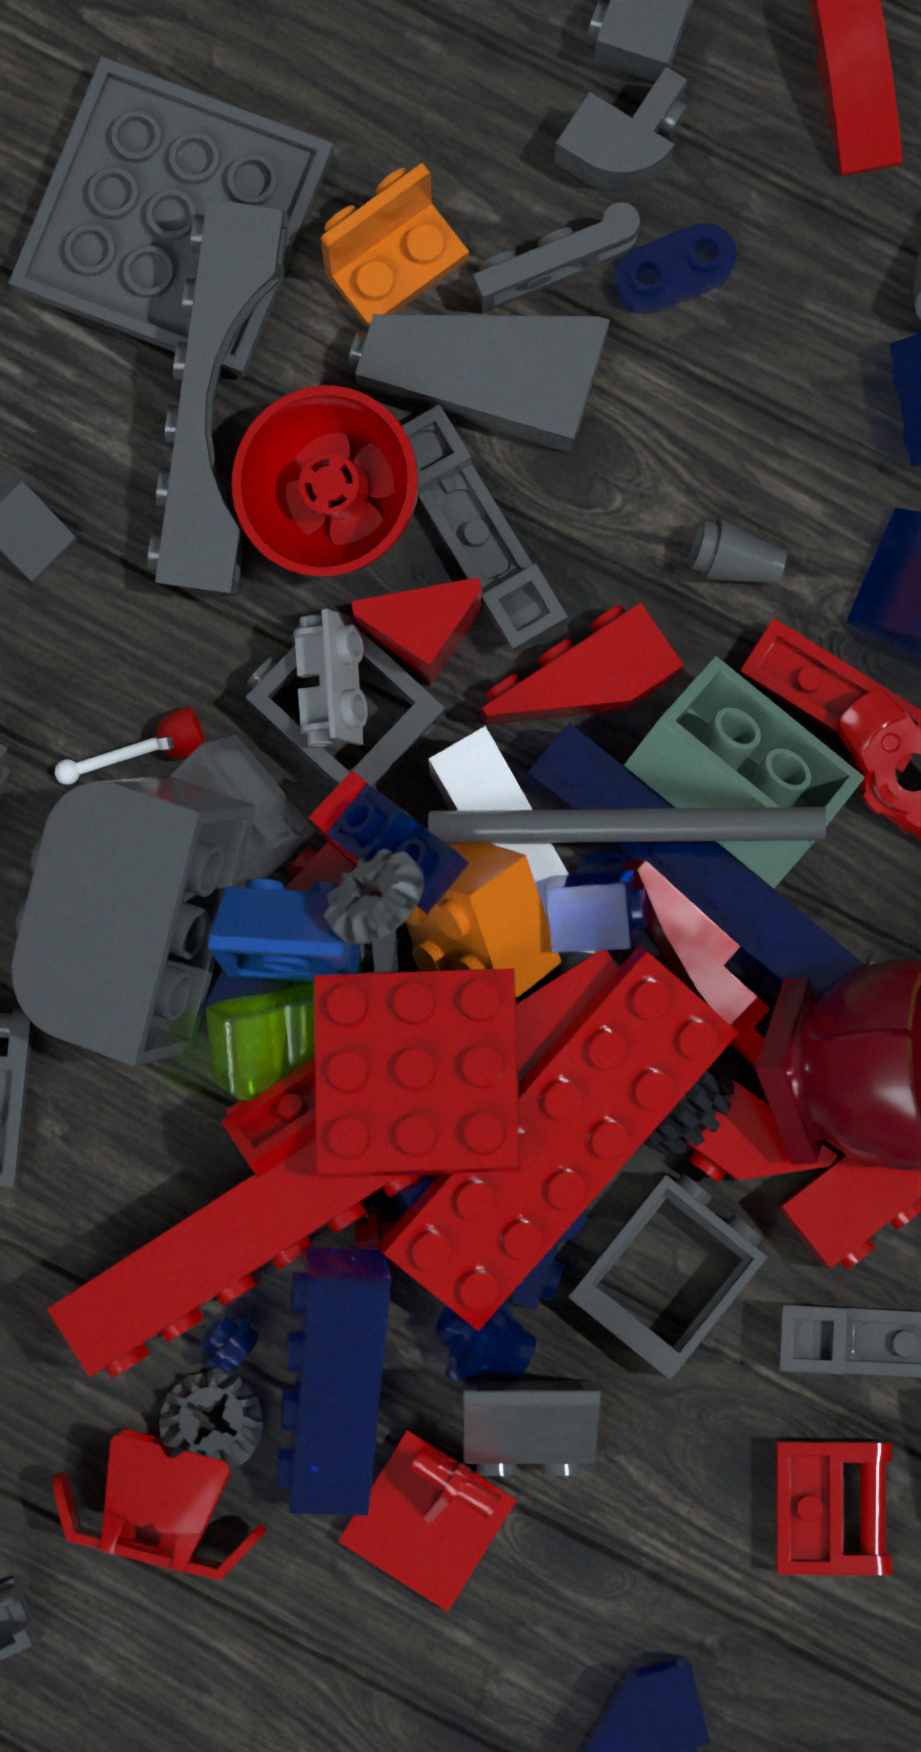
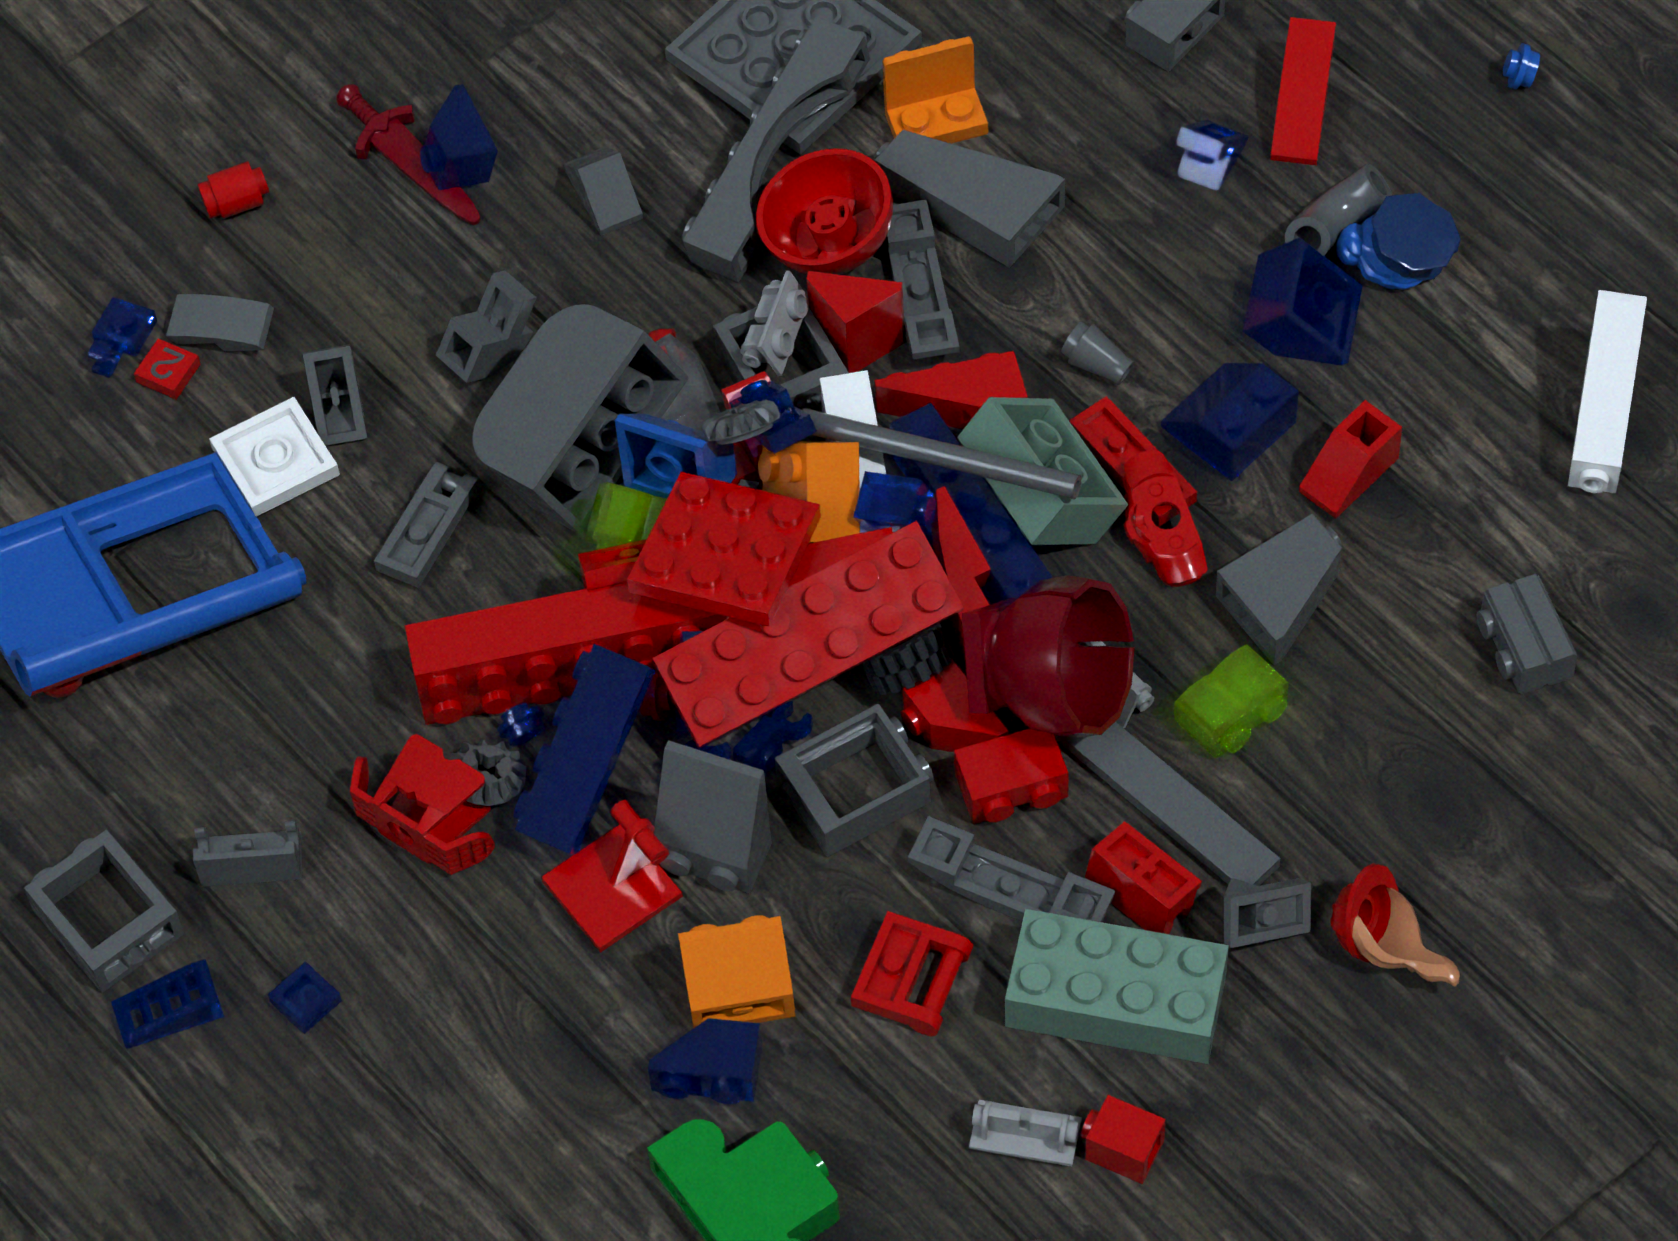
camera: 25 degrees right, 25 degrees down
(556, 259) = (1050, 141): dark grey plate -> none
(622, 150) = (1122, 93): dark grey brick -> none
(635, 1604) = (737, 971): none -> orange slope
(678, 268) = (1129, 177): clear blue plate -> none
(768, 197) = (1209, 152): none -> clear blue slope

